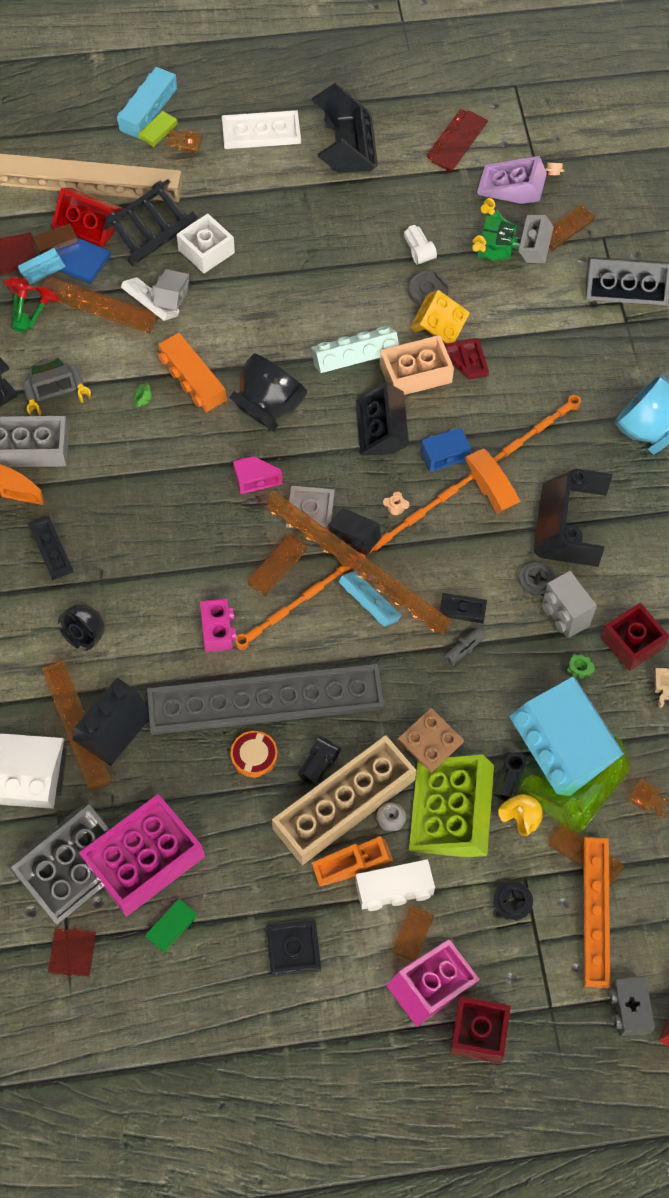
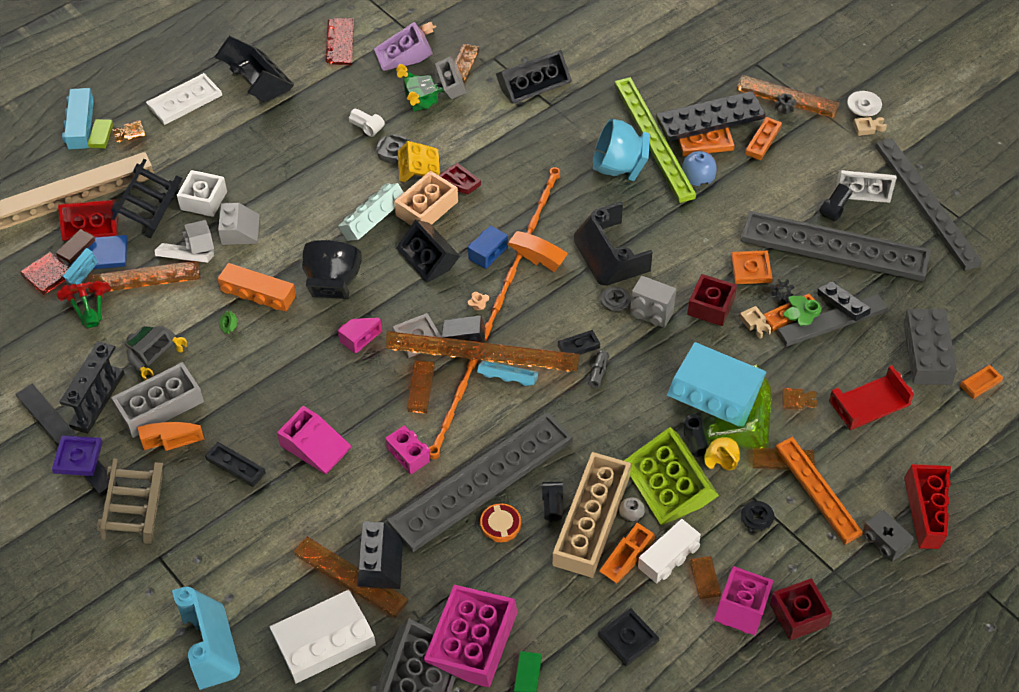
camera: 30 degrees left, 10 degrees down
(82, 626) = (304, 504): black cylinder -> none
(134, 565) = (313, 440): none -> dark pink slope
(219, 295) = (238, 224): none -> light grey slope
(430, 740) = (624, 440): medium nougat bracket -> none
(580, 666) = (688, 338): bright green animal -> none

